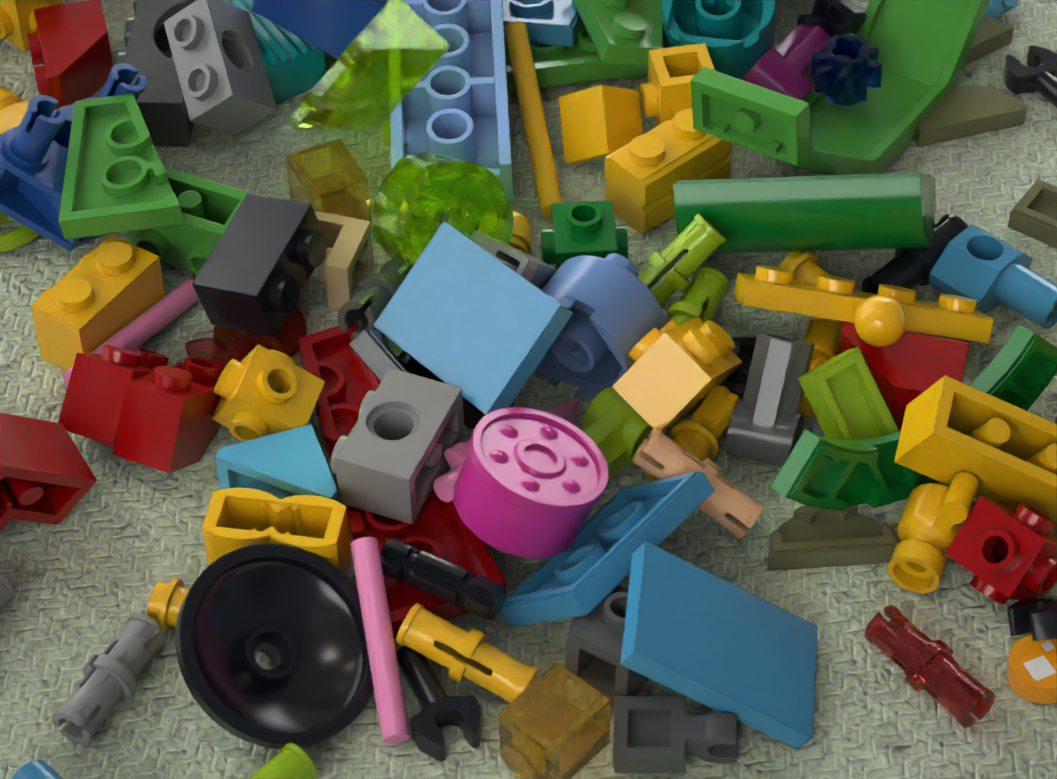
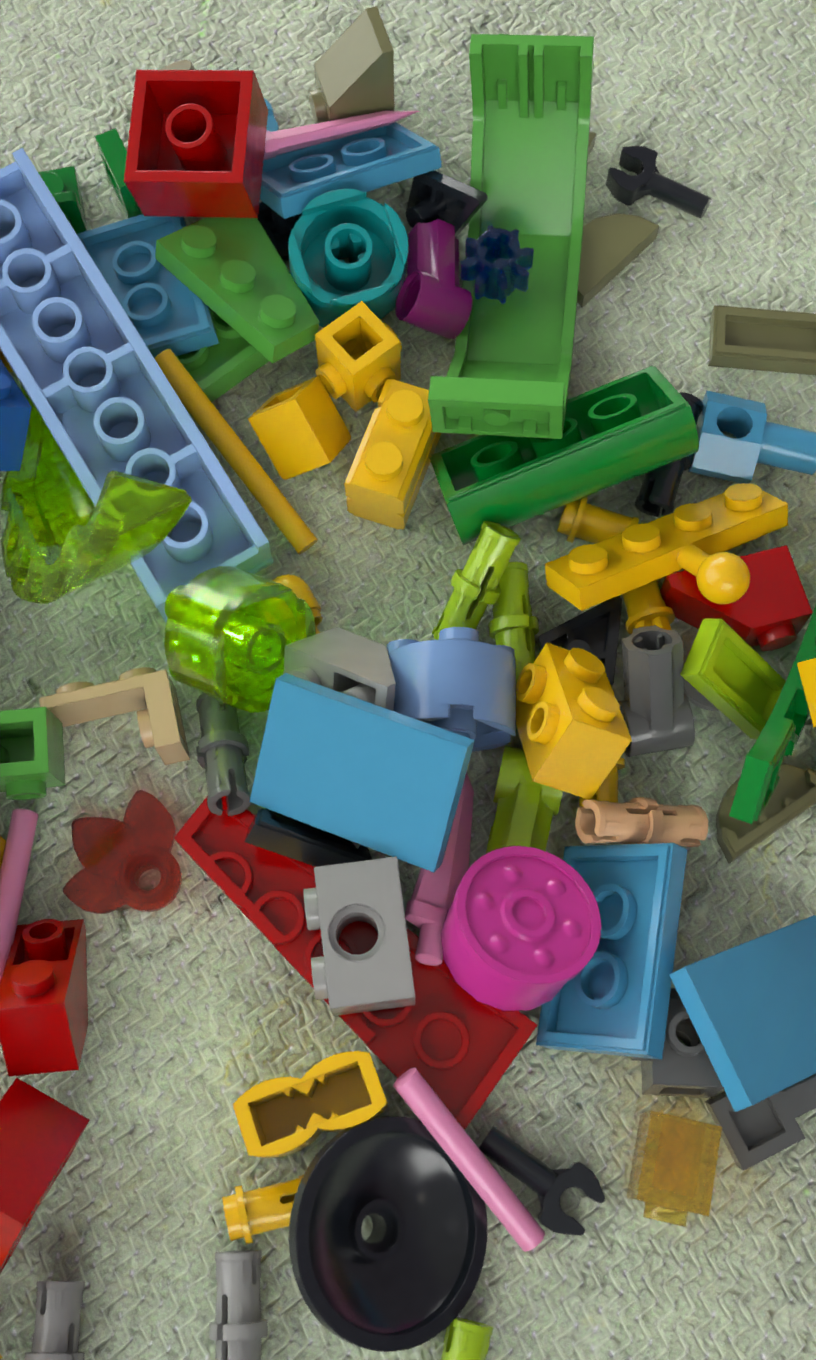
camera: 30 degrees left, 25 degrees up
(169, 415) = (112, 991): red slope -> none
(261, 264) = (97, 782): black brick -> none
(265, 394) = (196, 937): yellow brick -> none
(278, 464) = (264, 1008): medium azure slope -> none
(329, 180) = (90, 635): clear yellow brick -> none
(442, 579) = (490, 1066): black axle -> none
(465, 654) = (551, 1126): yellow pin -> none
(582, 230) = (378, 590): green brick -> none

